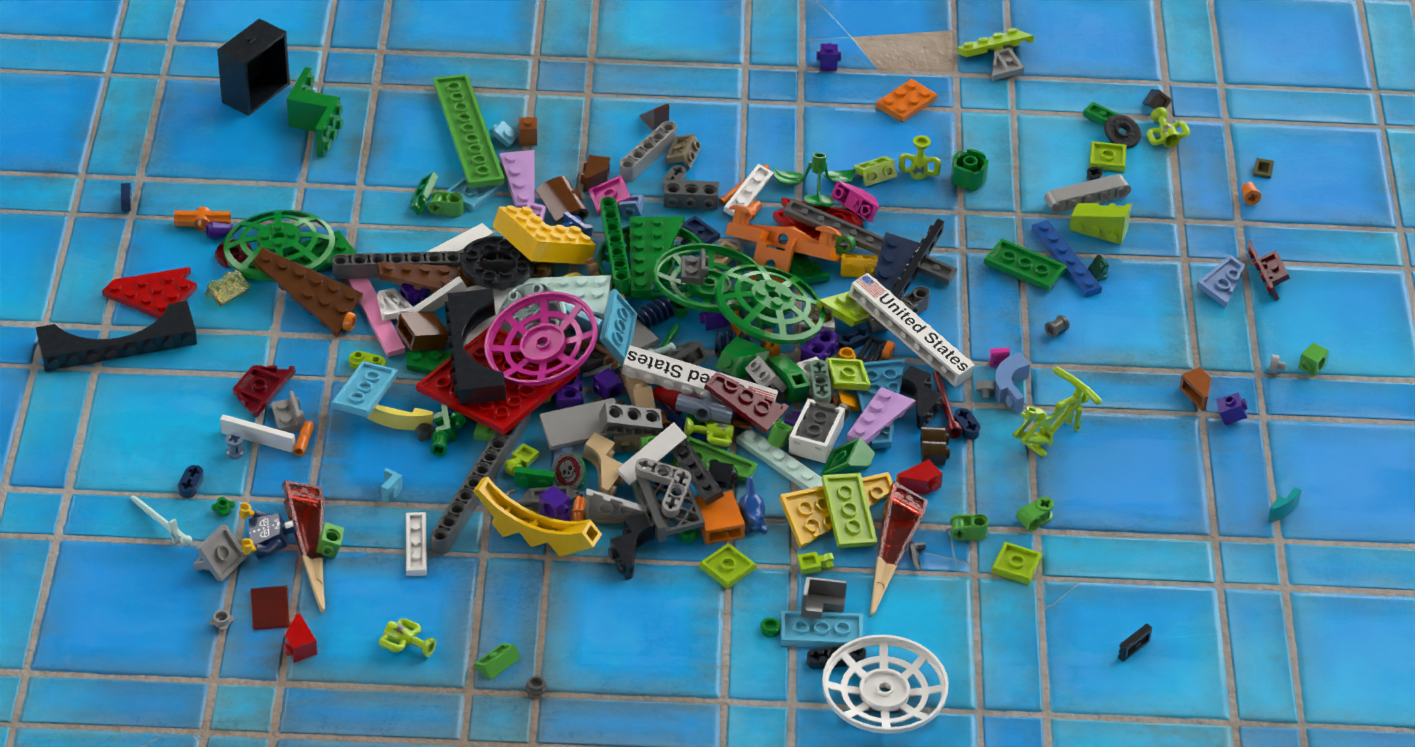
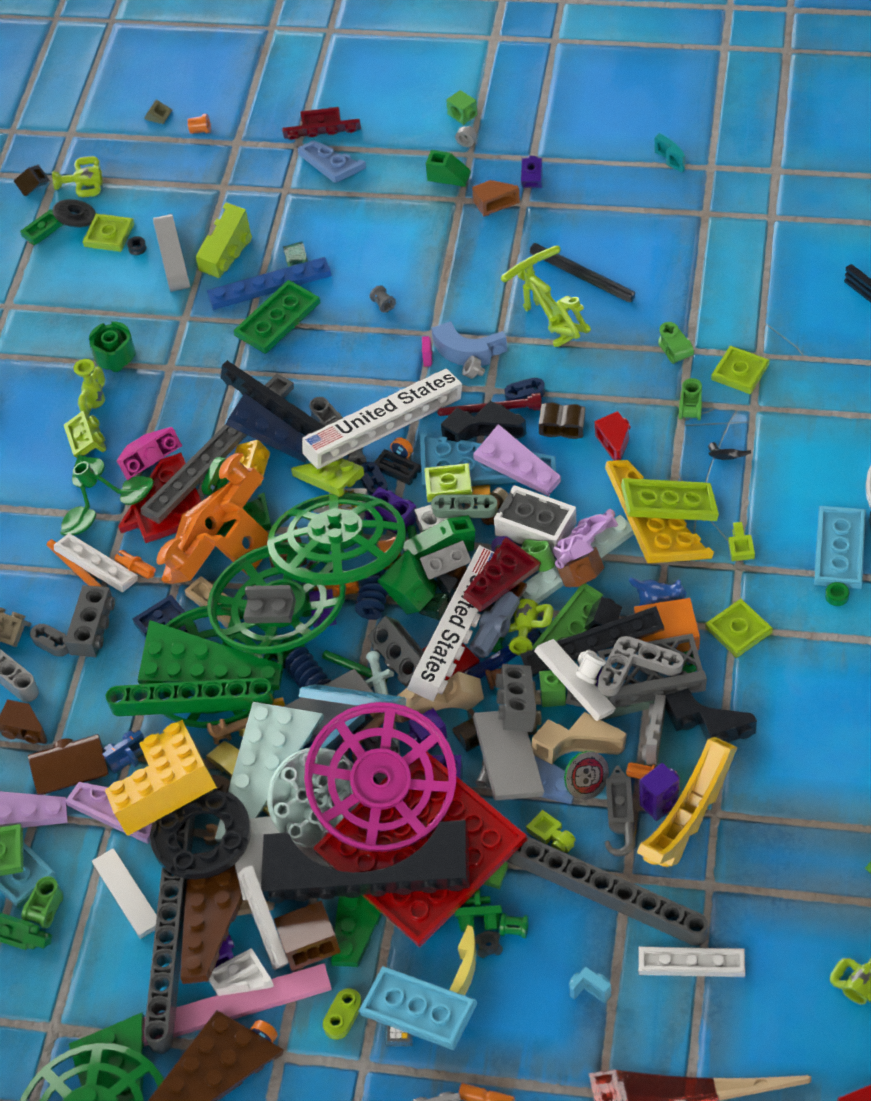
camera: 75 degrees left, 10 degrees up
(330, 540) = (694, 1062): bright green brick -> none
(534, 477) = (587, 824): green plate -> none
(614, 188) = (72, 708): dark pink tile -> none
(633, 207) = (95, 684): medium blue bracket -> none
(661, 454) = (589, 666): none -> white connector
(771, 461) = (581, 569): none -> dark orange slope
(792, 448) = (582, 536): none -> lavender plate
(822, 595) = (800, 542): dark grey panel -> none
(846, 353) = (403, 488): light orange plate -> none
(849, 458) = (584, 493): green slope -> none
(900, 520) = (680, 458): clear red plate -> none
(1117, 452) = (587, 275): none -> black axle
(1224, 352) = (446, 169): none -> green slope

